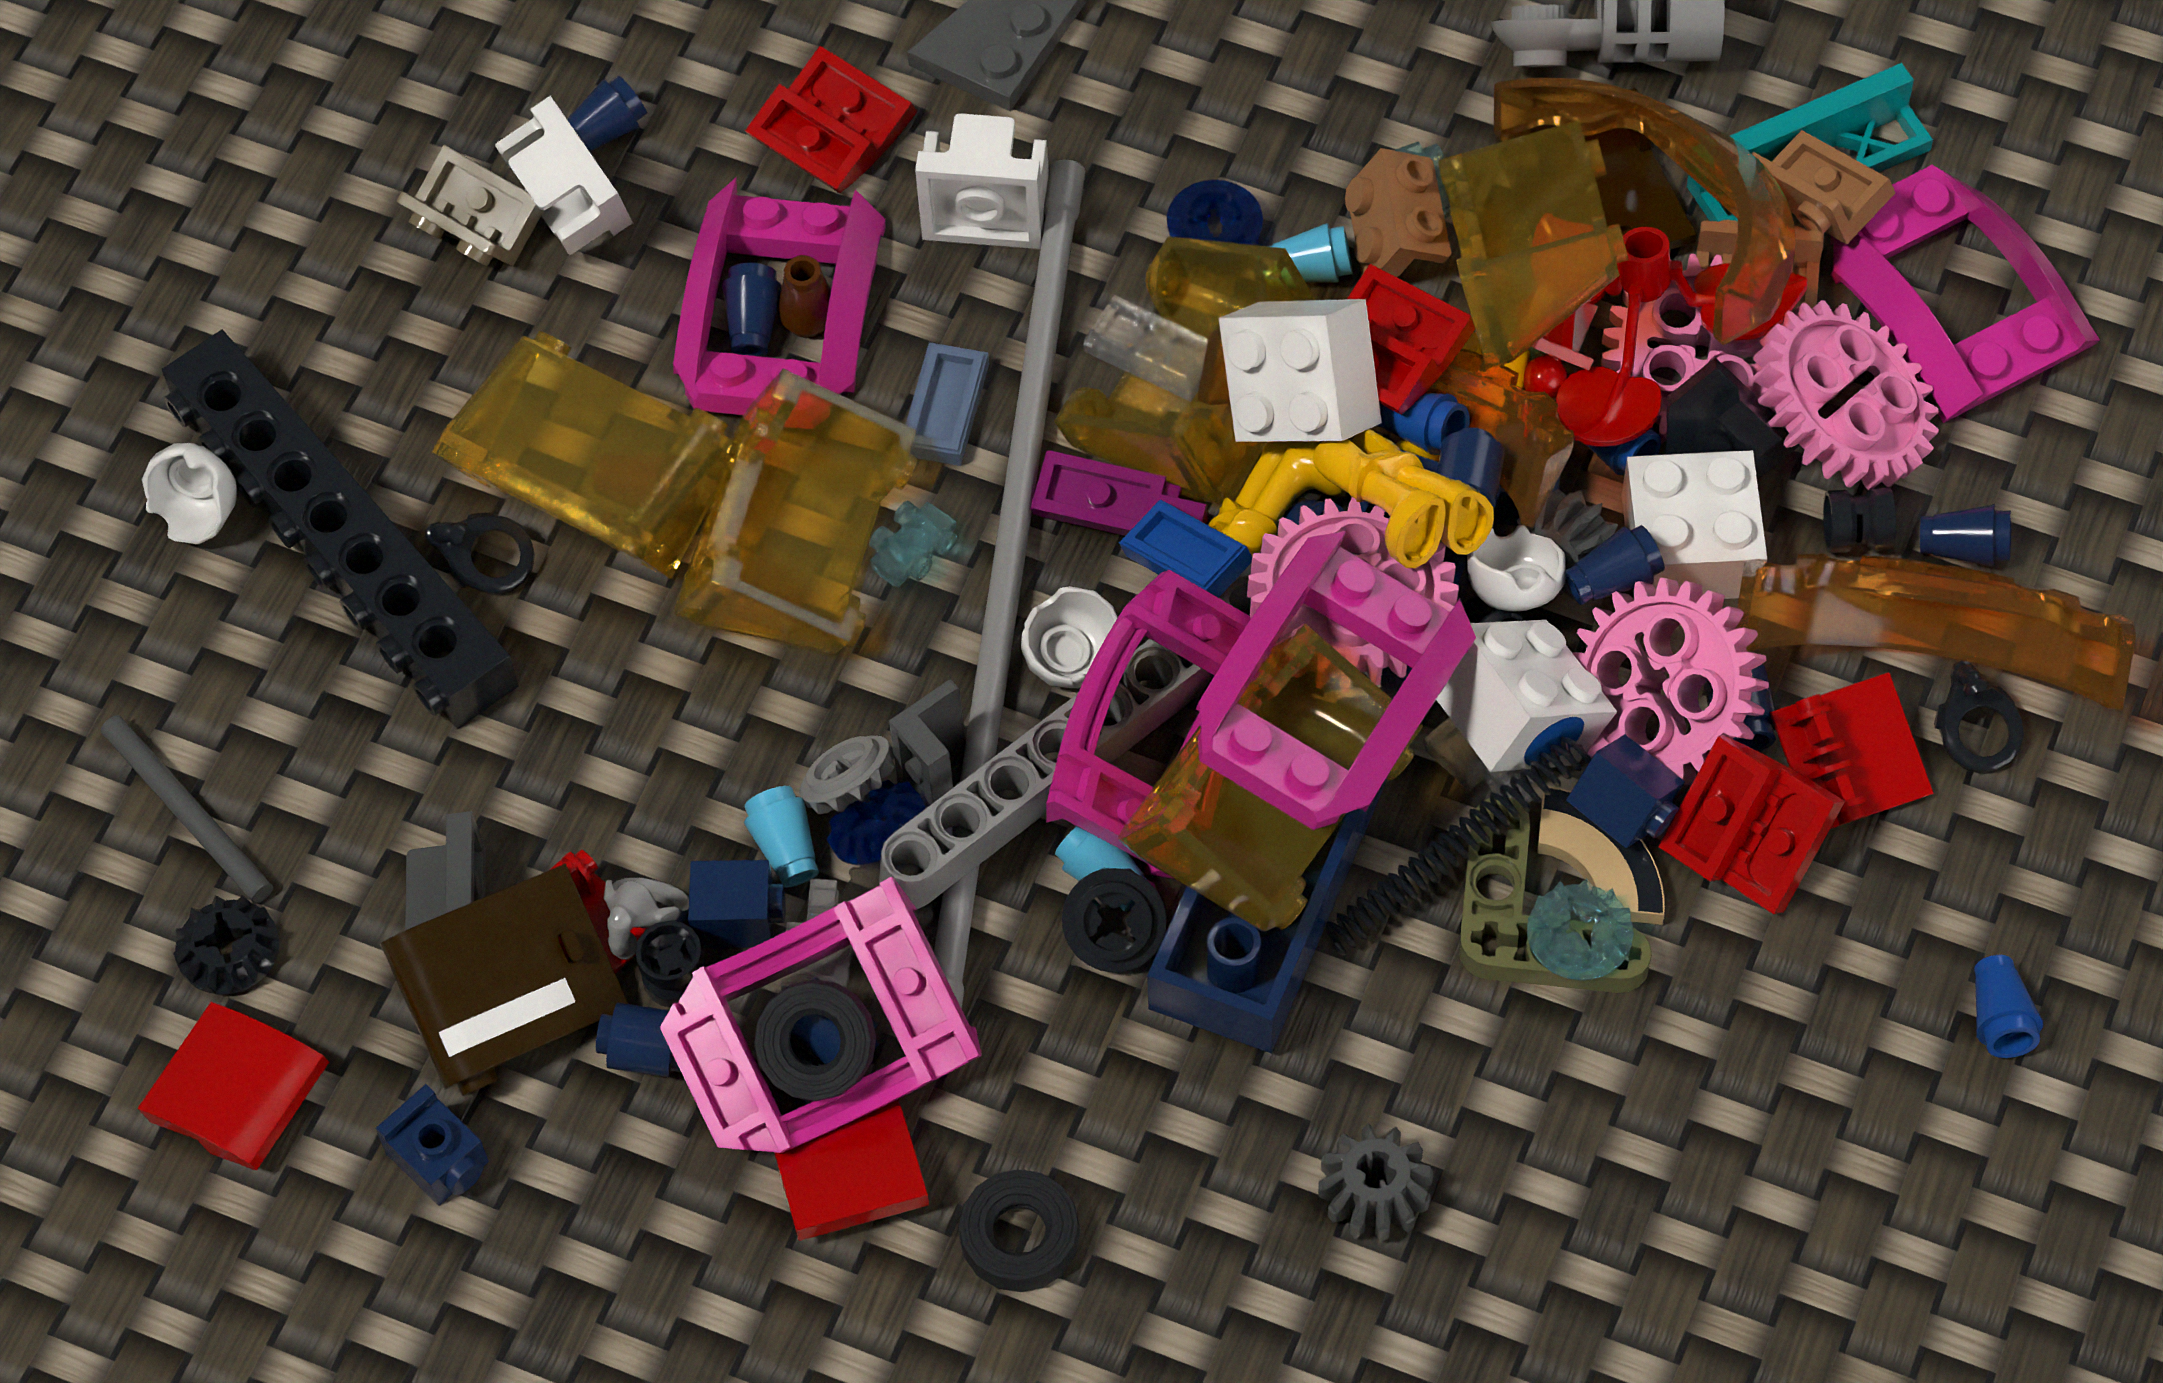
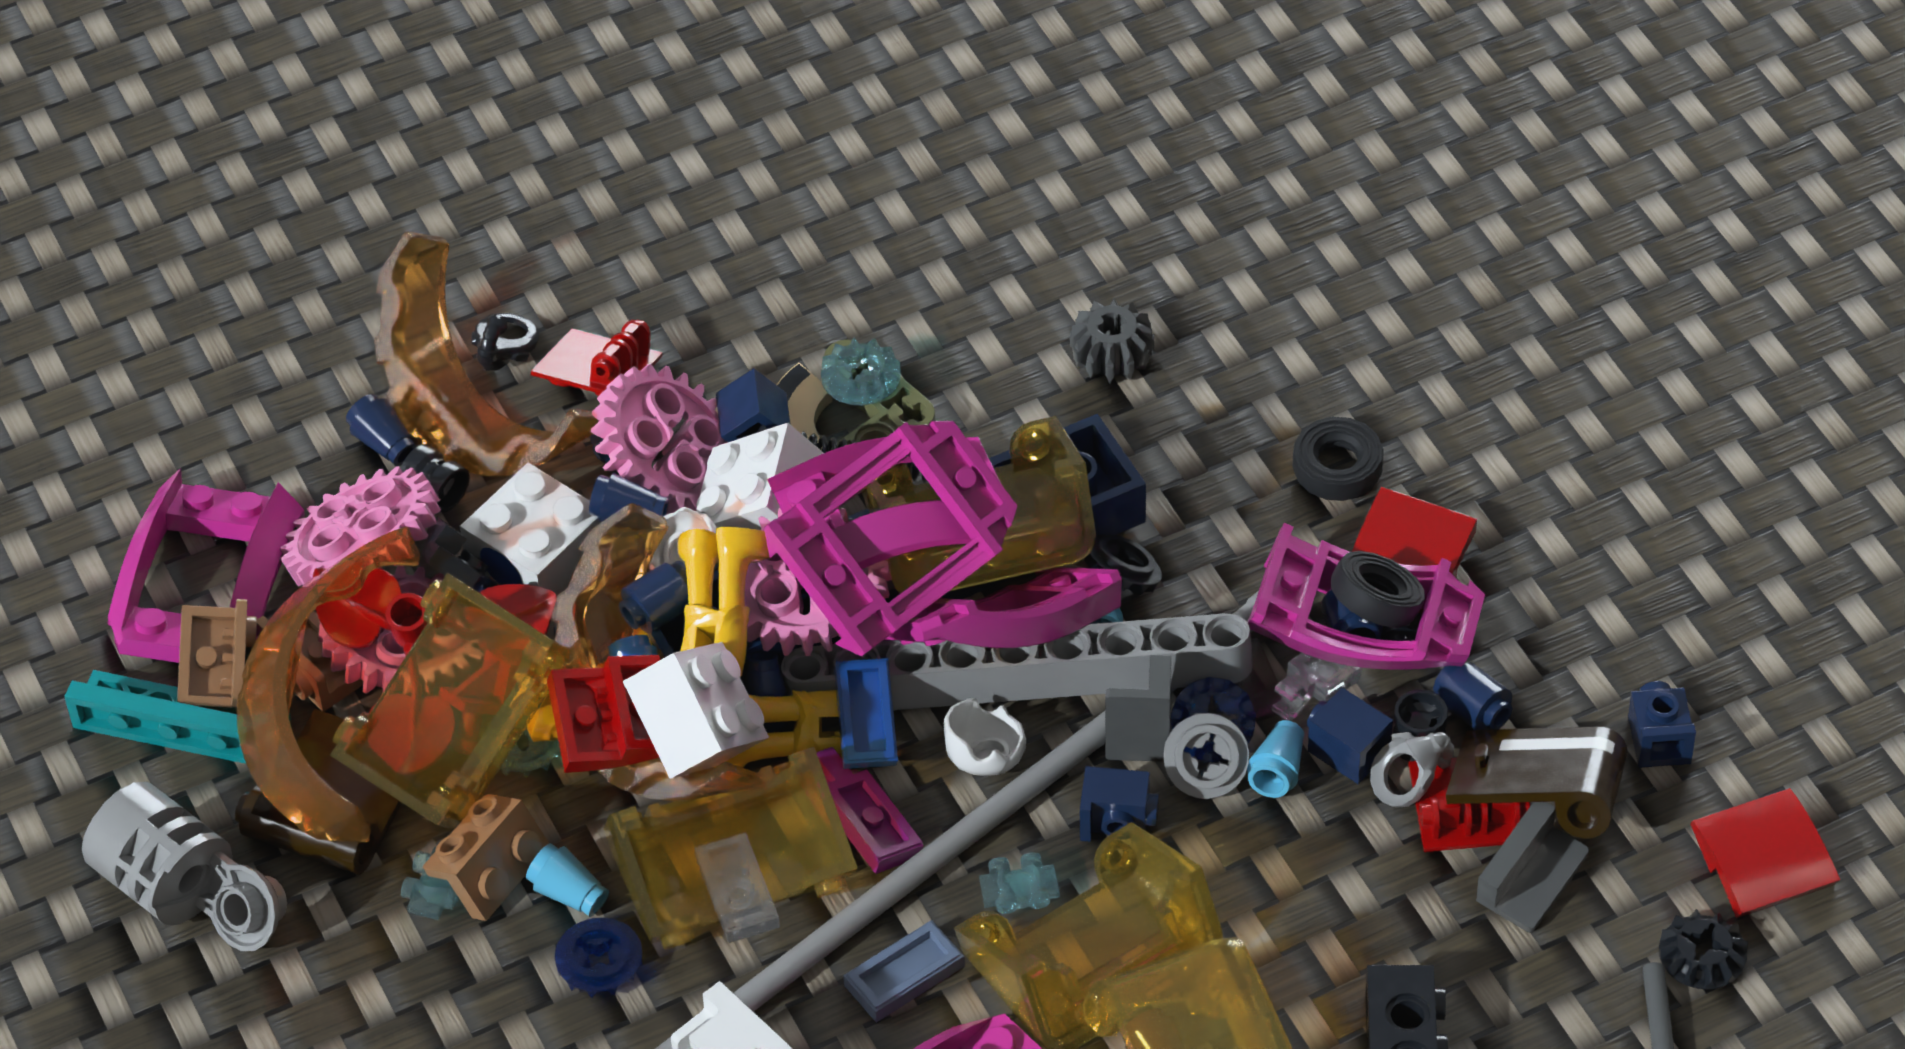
camera: 140 degrees left, 10 degrees down
(891, 672) = (1115, 799): none -> dark blue brick
(1222, 682) = (835, 577): none -> dark pink wedge
(1751, 824) = (698, 343): red slope -> none
(2004, 1009) = (671, 198): blue cone -> none

